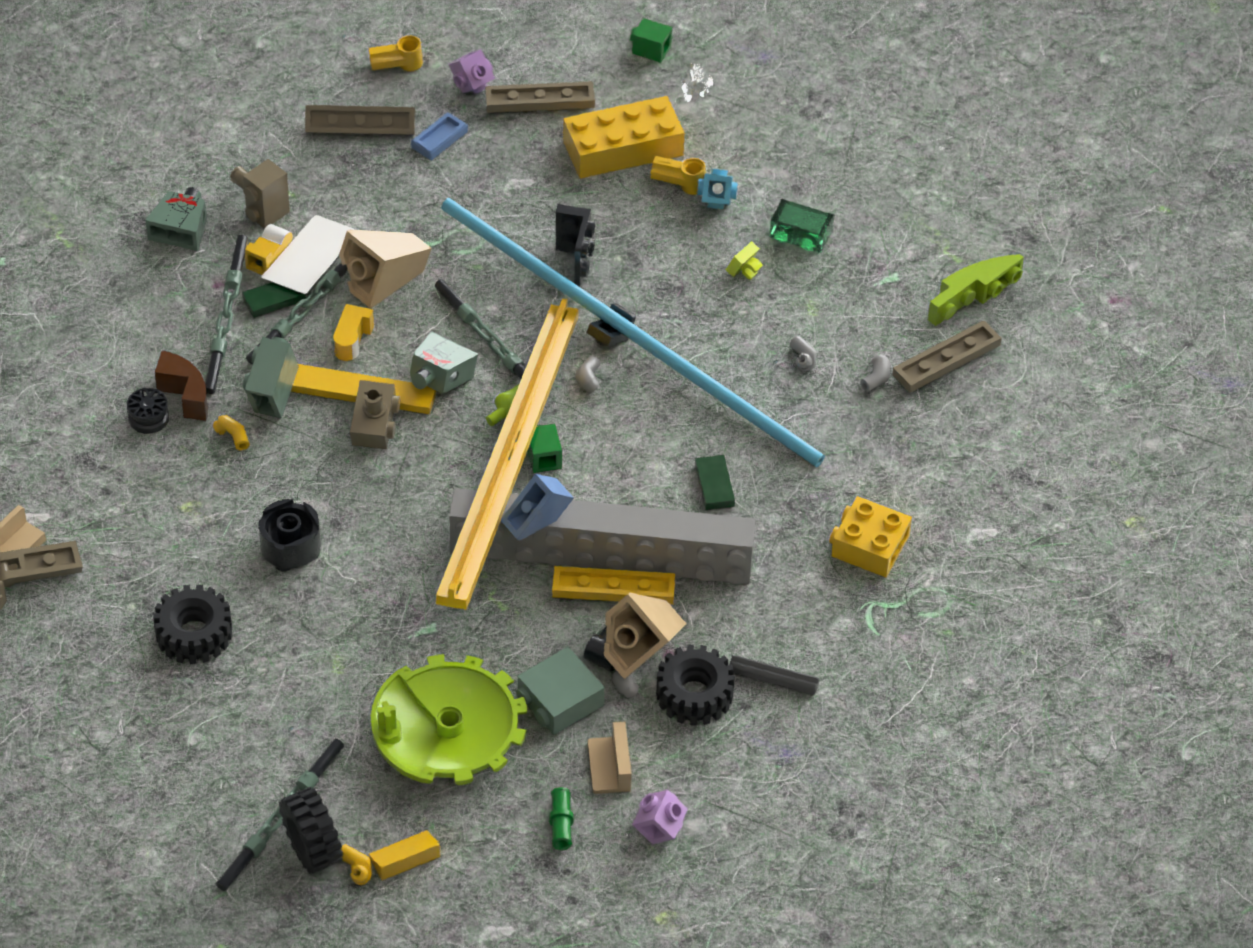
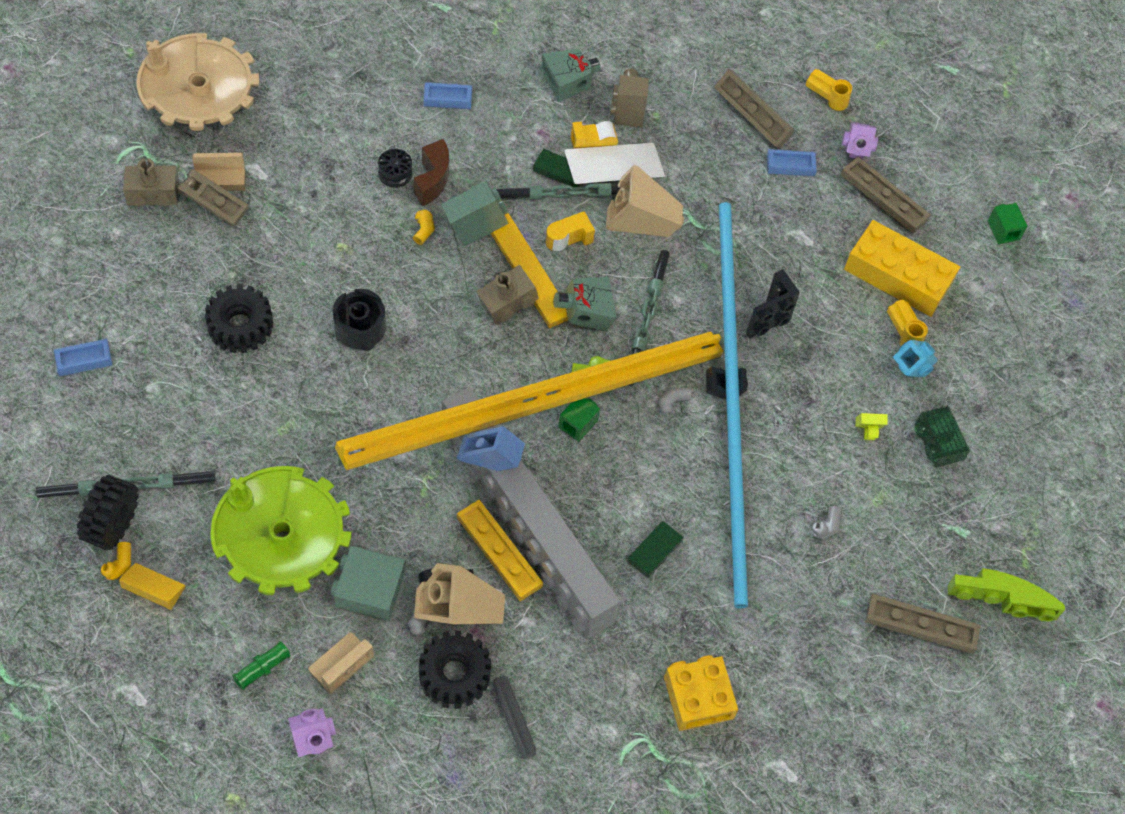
camera: 45 degrees right, 10 degrees up
(105, 323) = (447, 95): none -> medium blue tile
(107, 770) = (83, 357): none -> medium blue tile
(219, 344) = (484, 168): piece -> none
(880, 374) = (862, 588): light grey arm -> none

